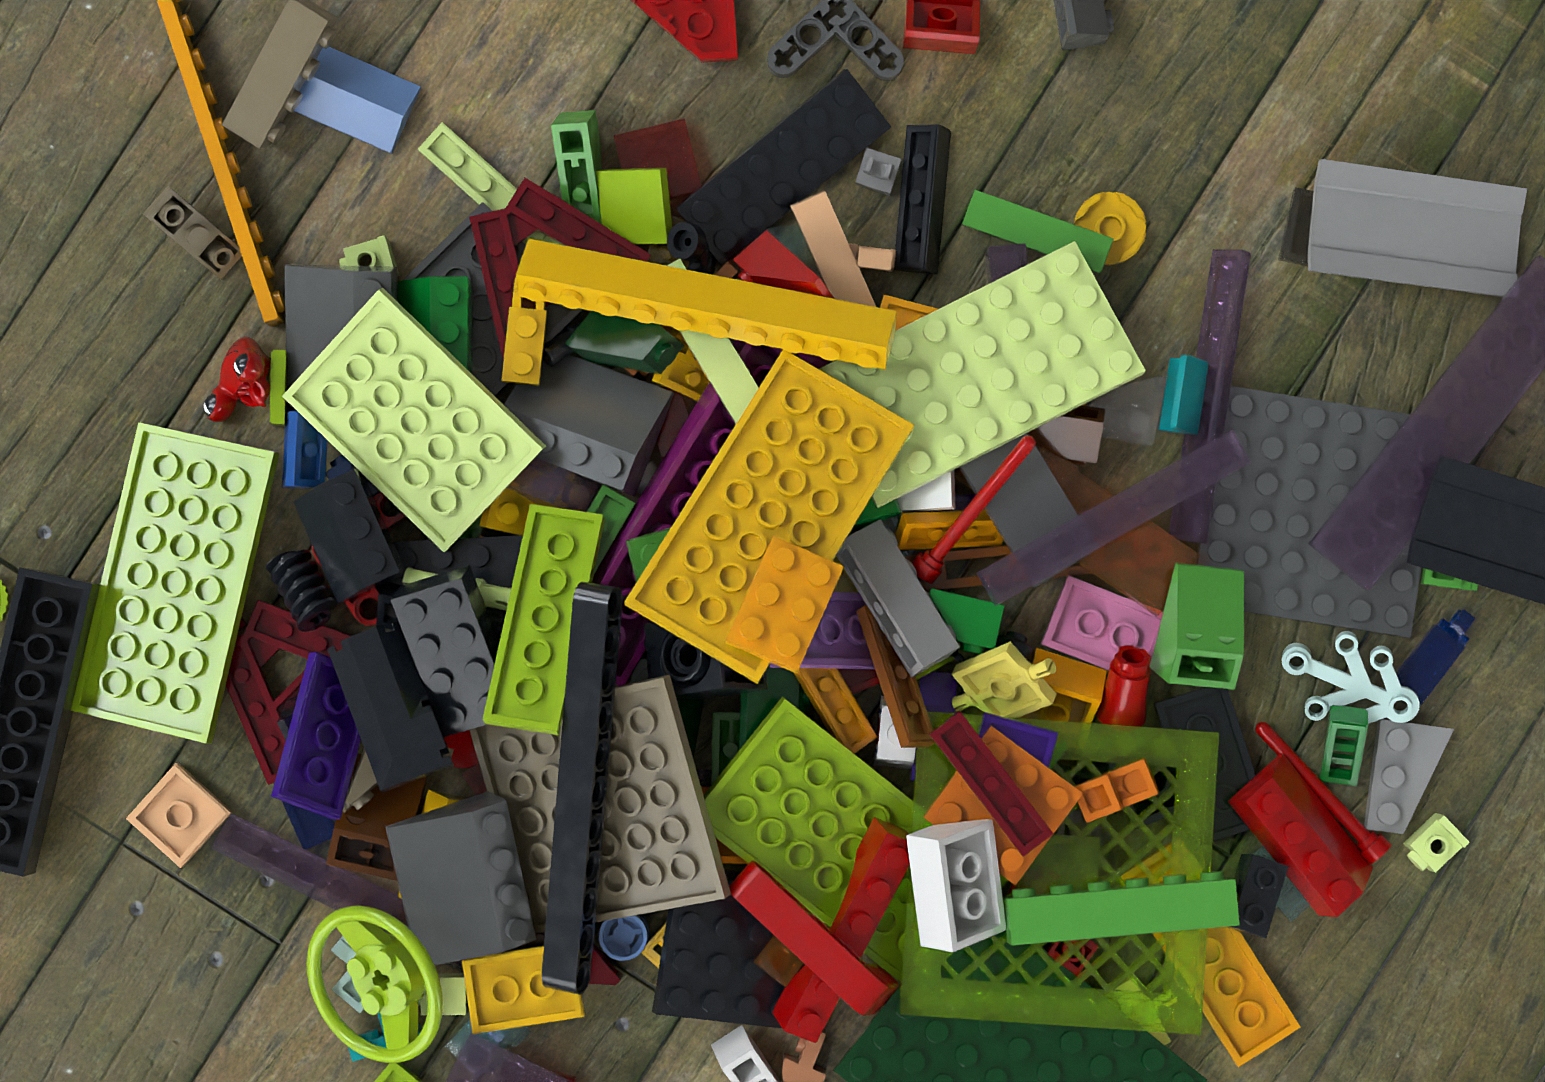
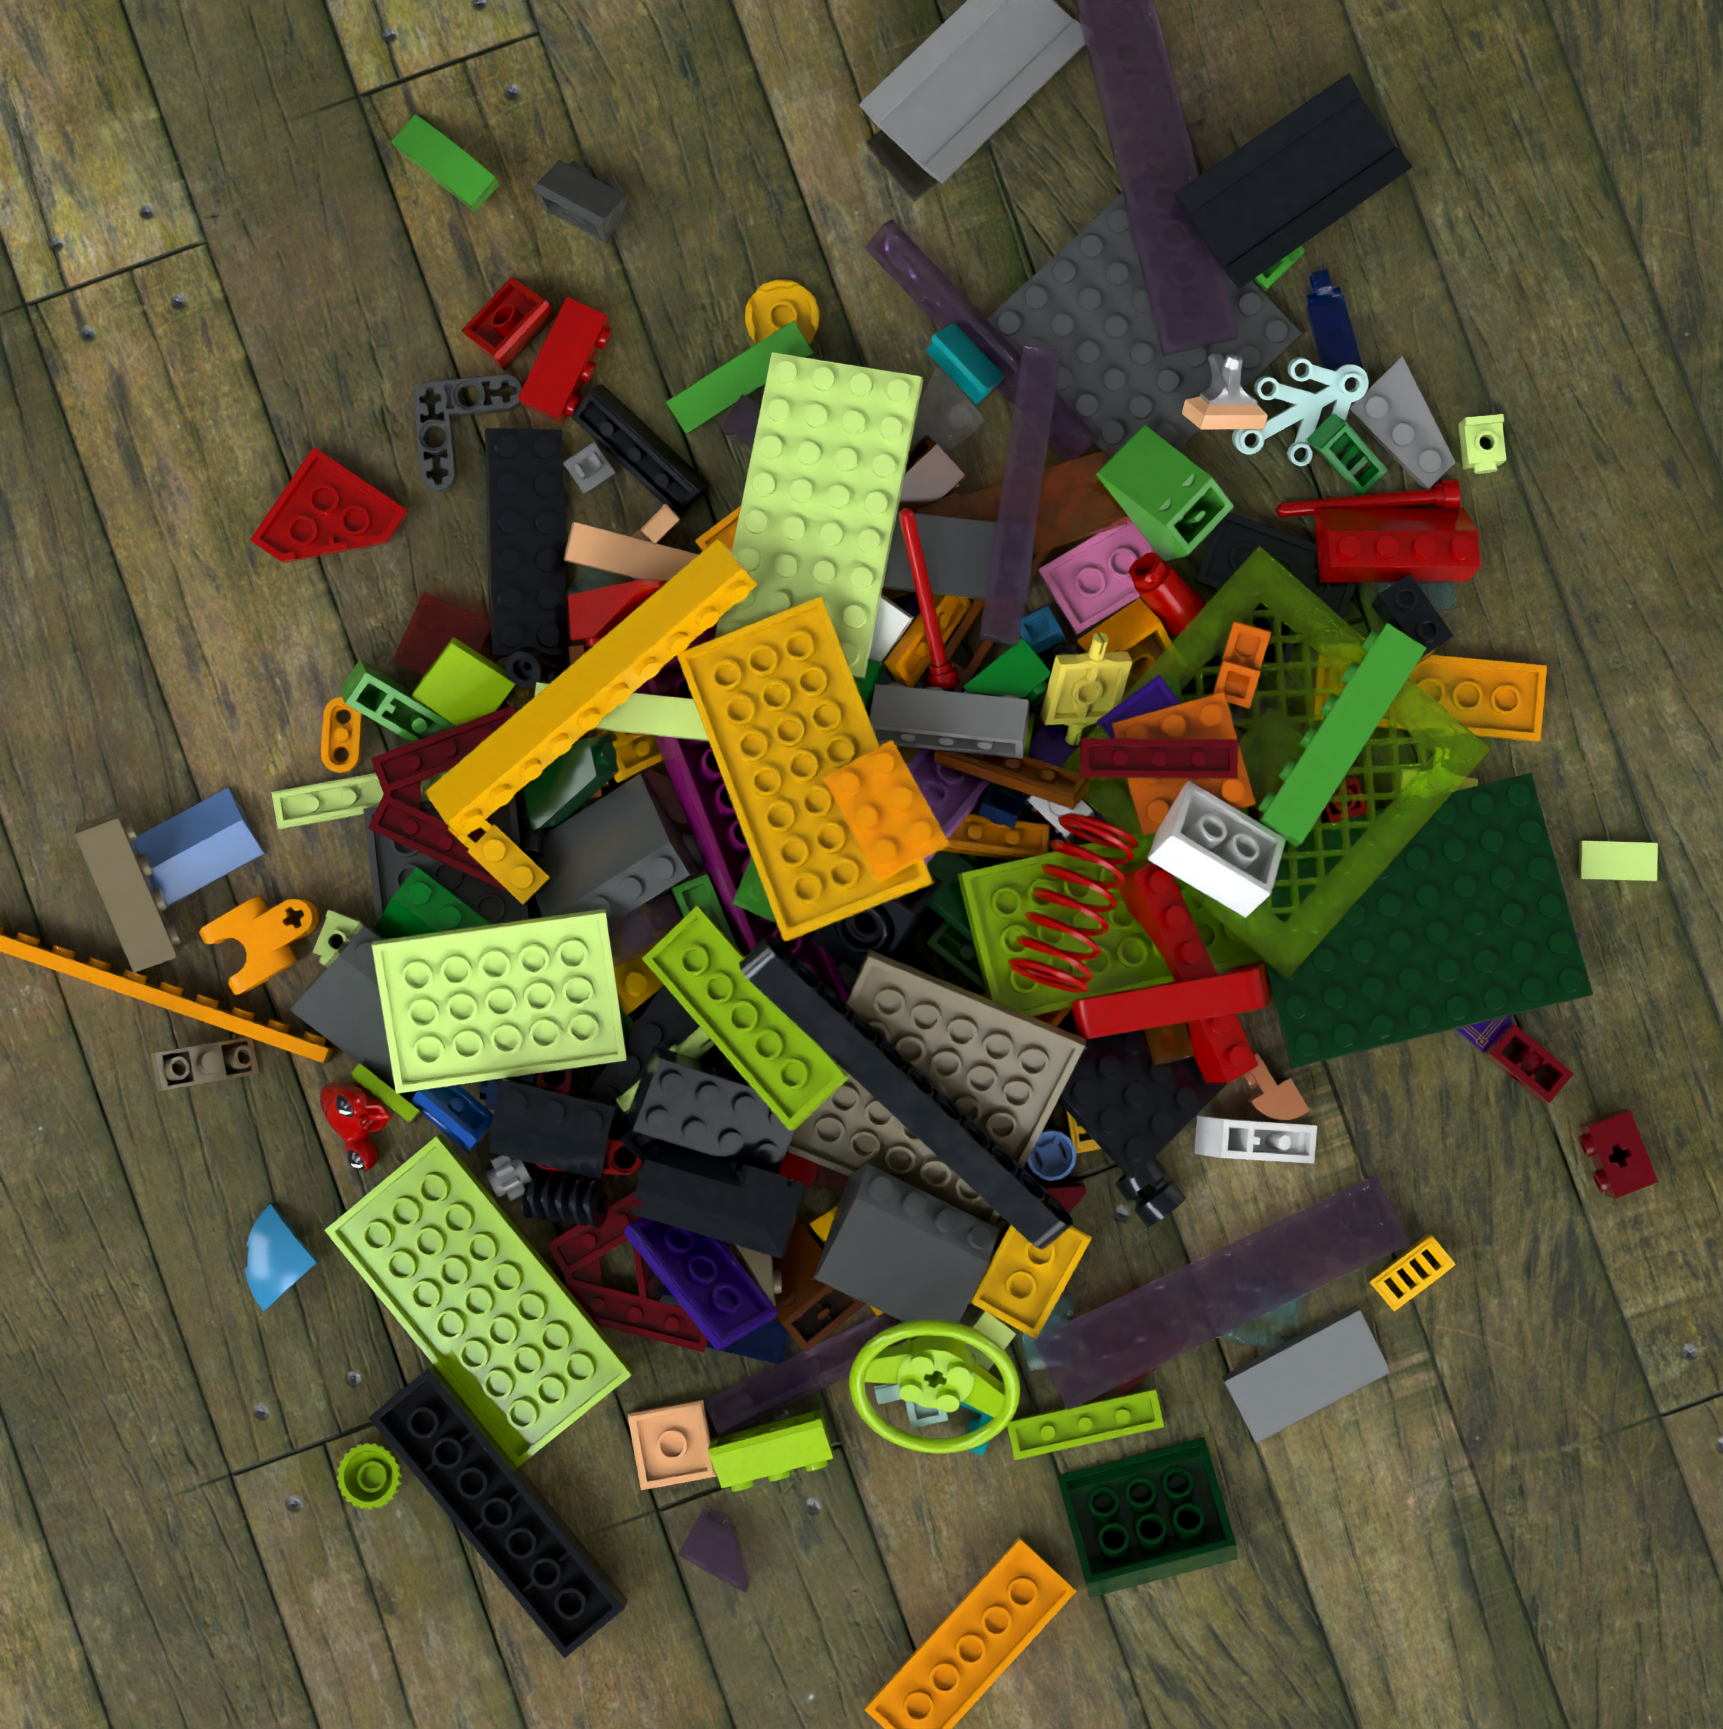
camera: 50 degrees left, 0 degrees up
(89, 401) = (275, 1257): none -> dark azure brick
(125, 911) = (716, 1548): none -> clear purple slope
(232, 895) = (771, 1450): none -> lime slope
(287, 531) = (509, 1176): none -> light grey gear
(327, 202) = (265, 937): none -> light orange piece
(525, 140) = (341, 736): none -> light orange plate
(650, 1045) = (1156, 1203): none -> black wheel
(863, 689) = (1002, 805): none -> dark blue plate
(897, 778) = (1052, 975): none -> red piece
(946, 89) = (565, 361): none -> red brick
(1022, 614) = (1041, 630): none -> dark azure plate
(1310, 620) = (1225, 402): none -> piece

